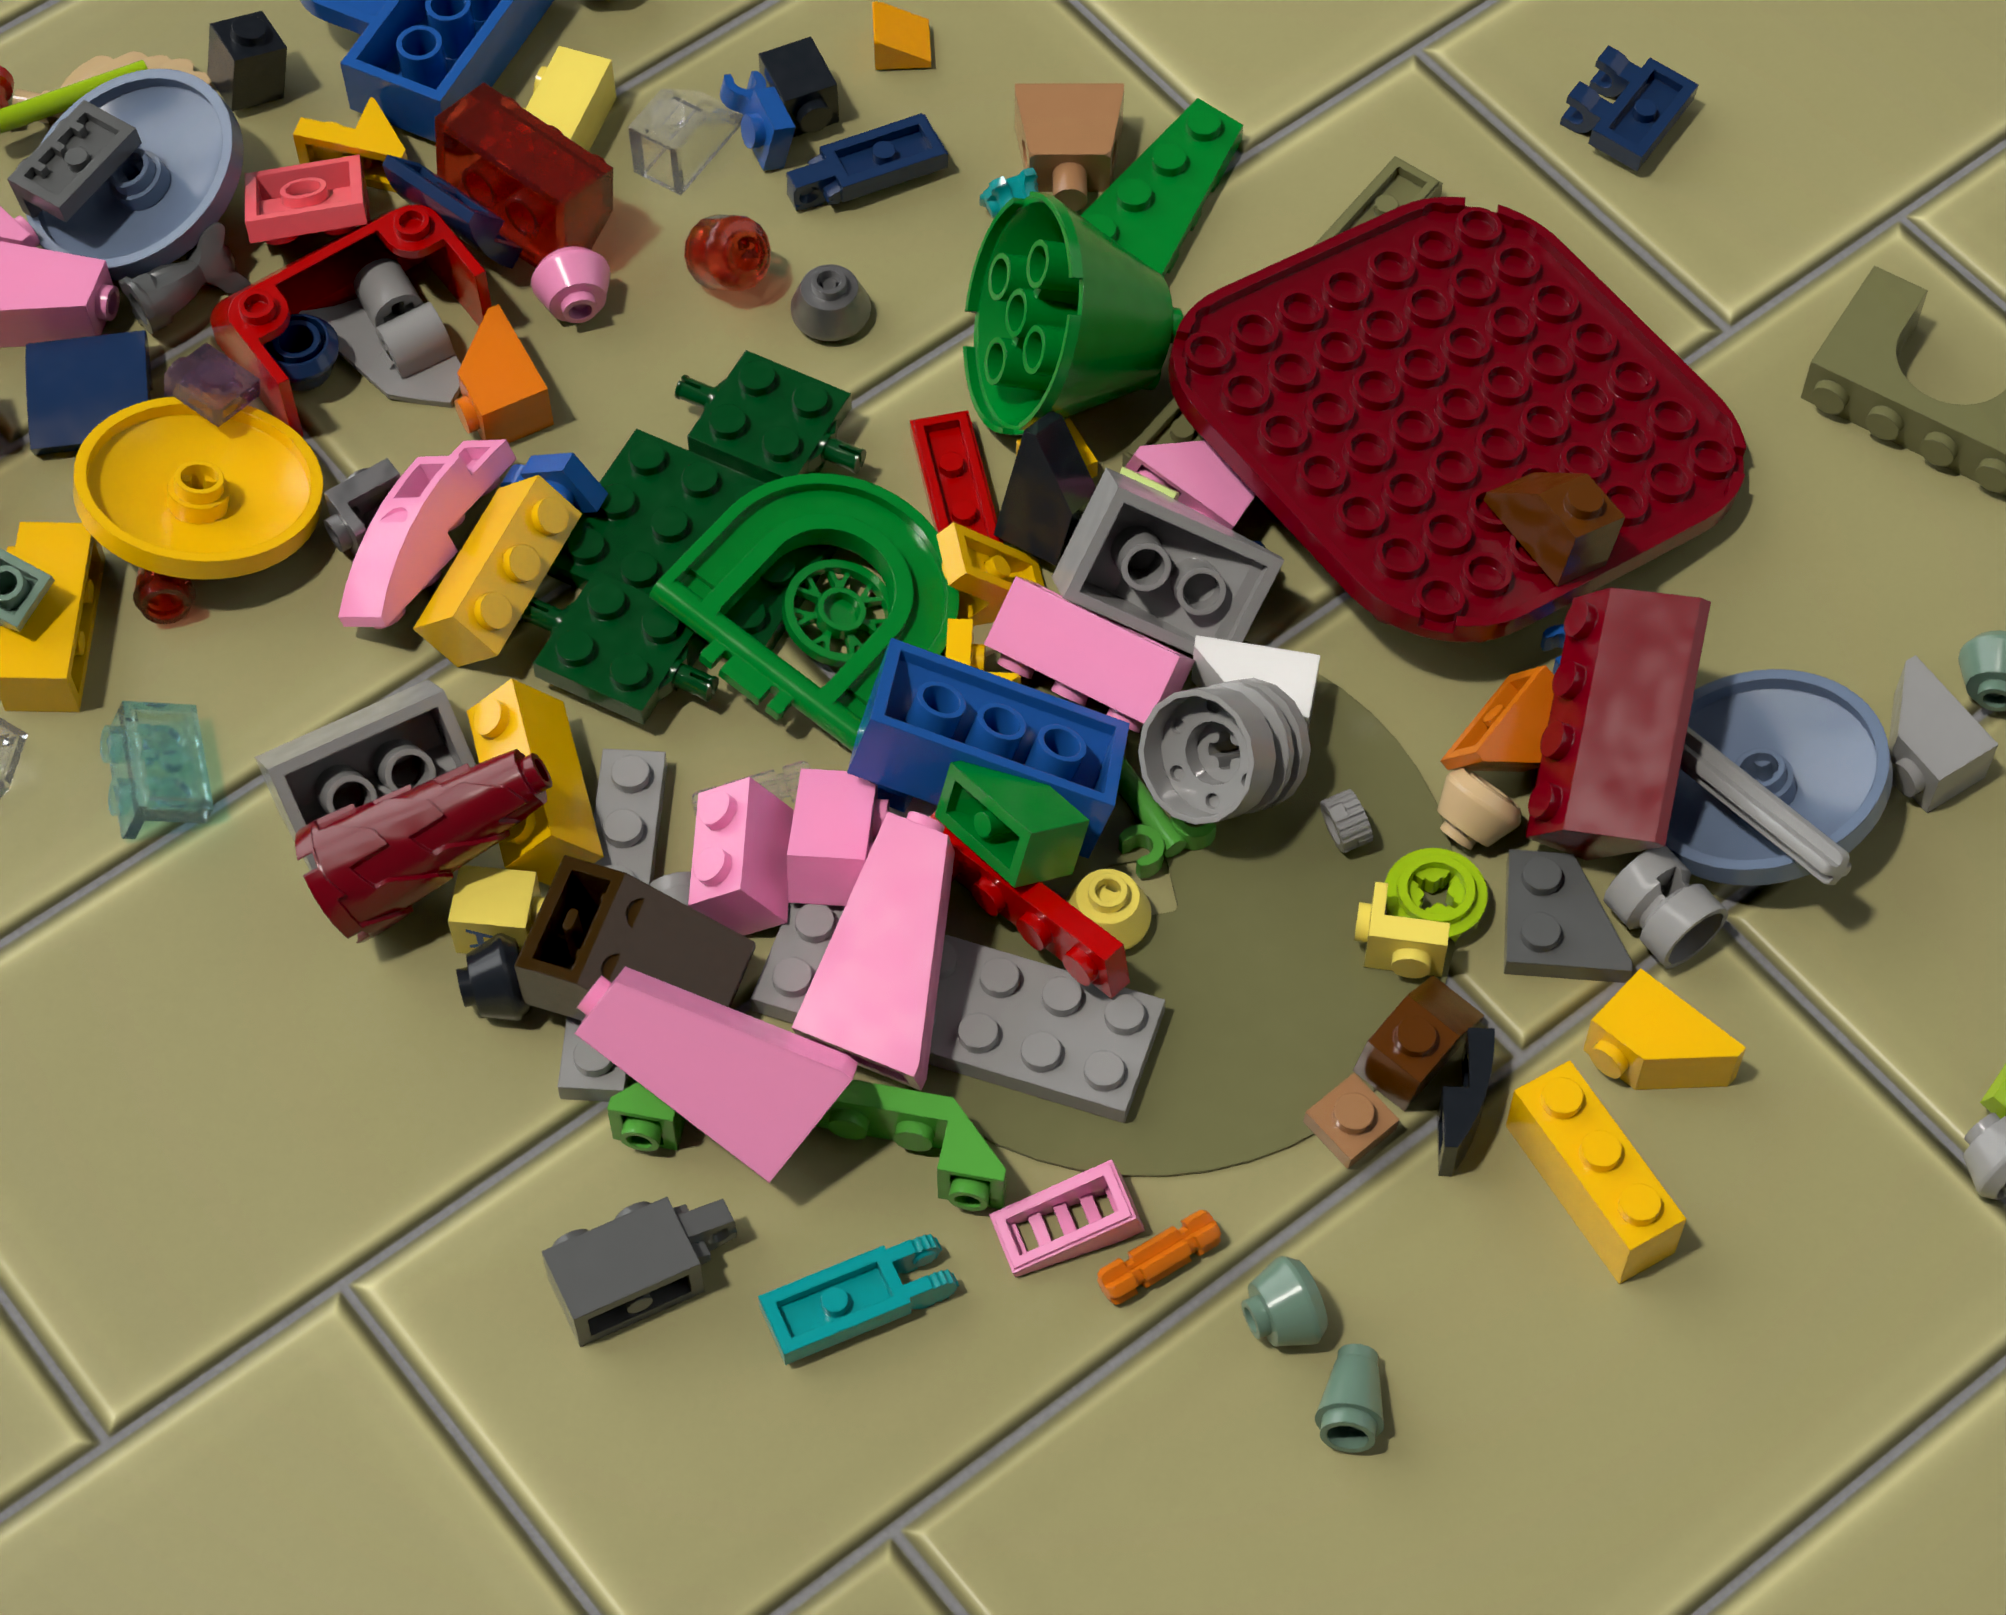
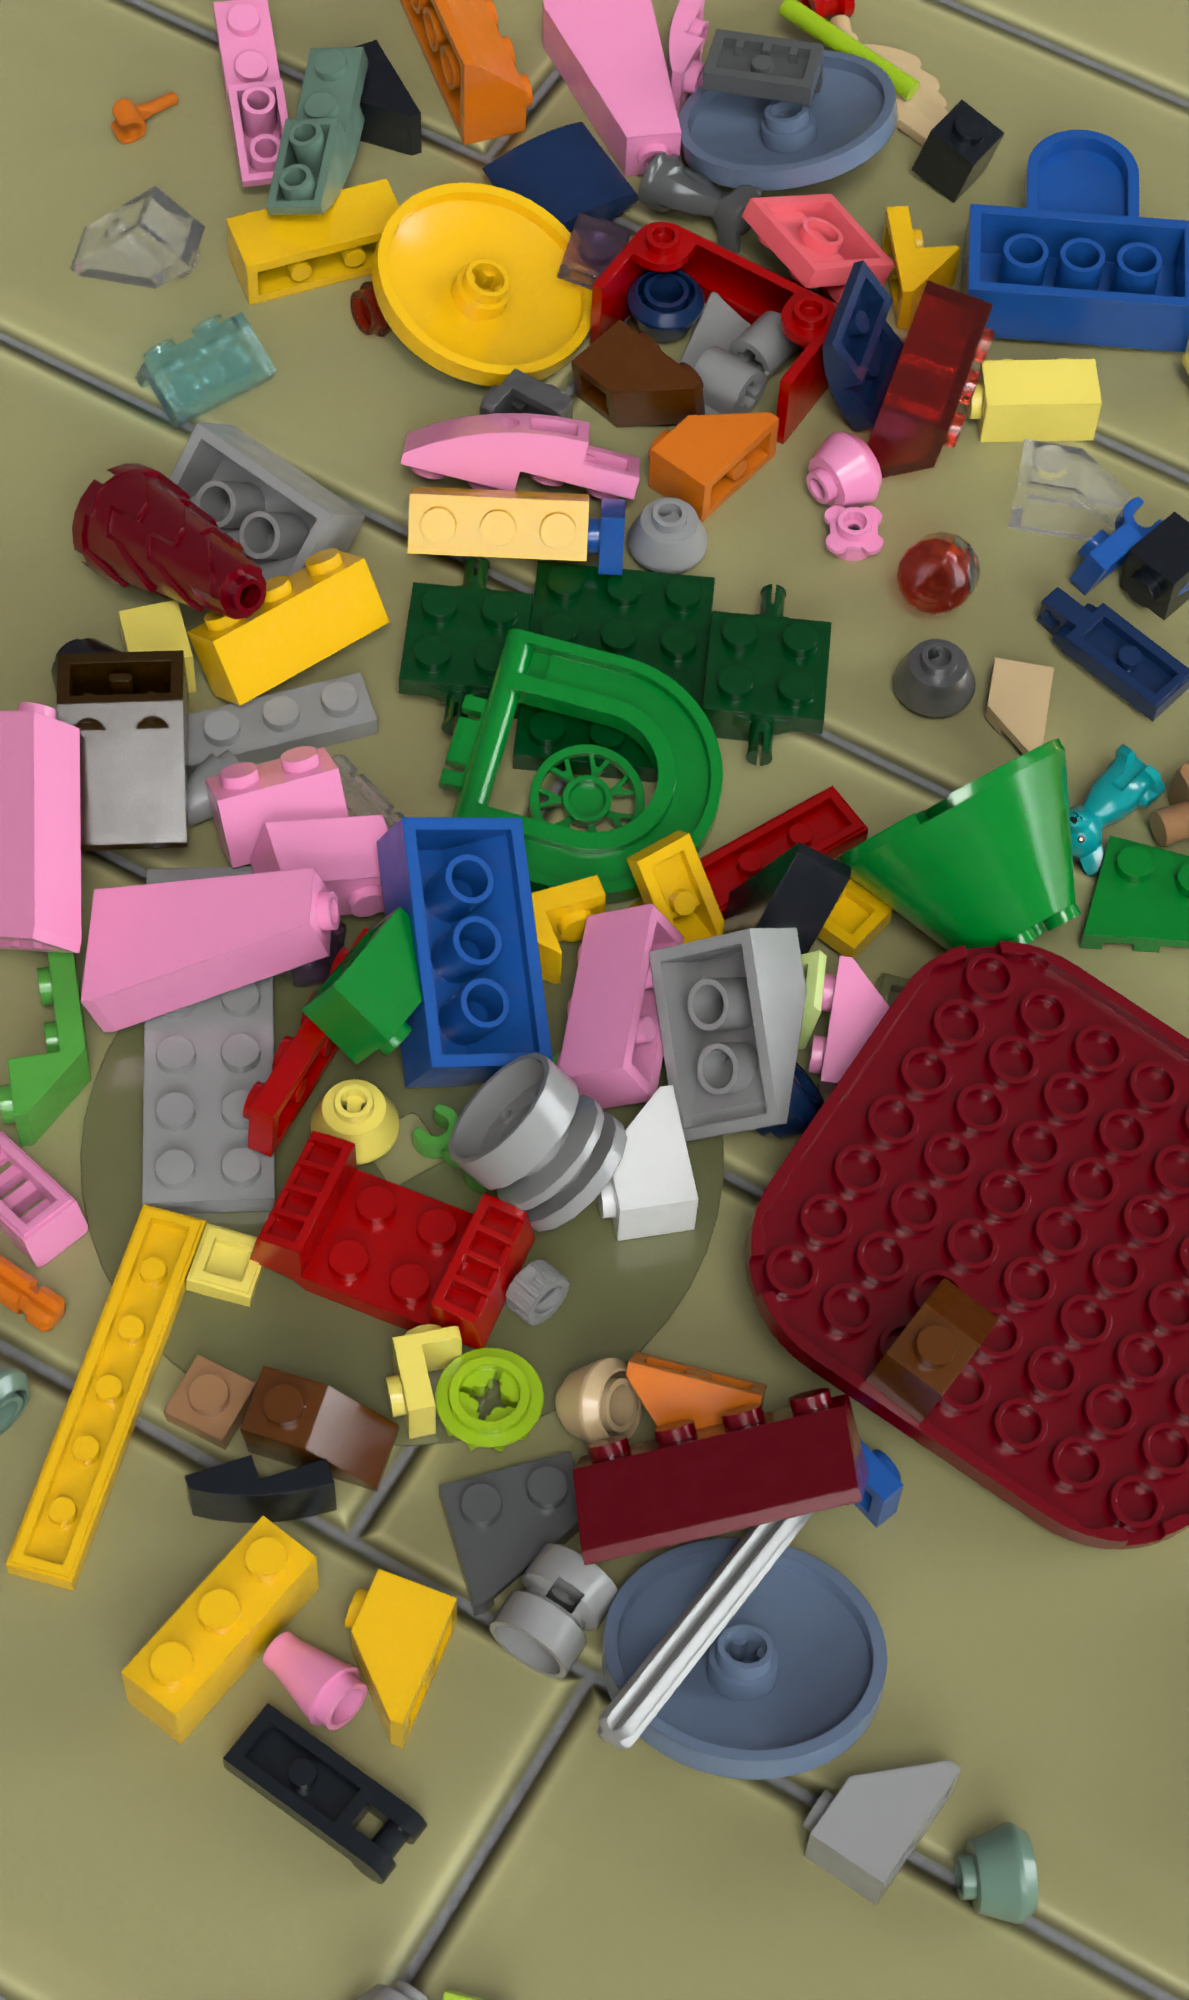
camera: 65 degrees right, 0 degrees up
(380, 406) = (634, 381): none -> reddish brown slope
(568, 433) = (668, 536): none -> light grey cone
(639, 318) = (858, 543): none -> bright pink plate
(887, 254) = (1019, 701): none -> tan tile
(1211, 1065) = (224, 1266): none -> light yellow tile
(1255, 917) = (391, 1246): none -> red plate
(1311, 1205) = (106, 1400): none -> yellow tile
(1666, 1114) = (319, 1683): none -> bright pink cone
(1767, 1144) = (323, 1792): none -> black plate

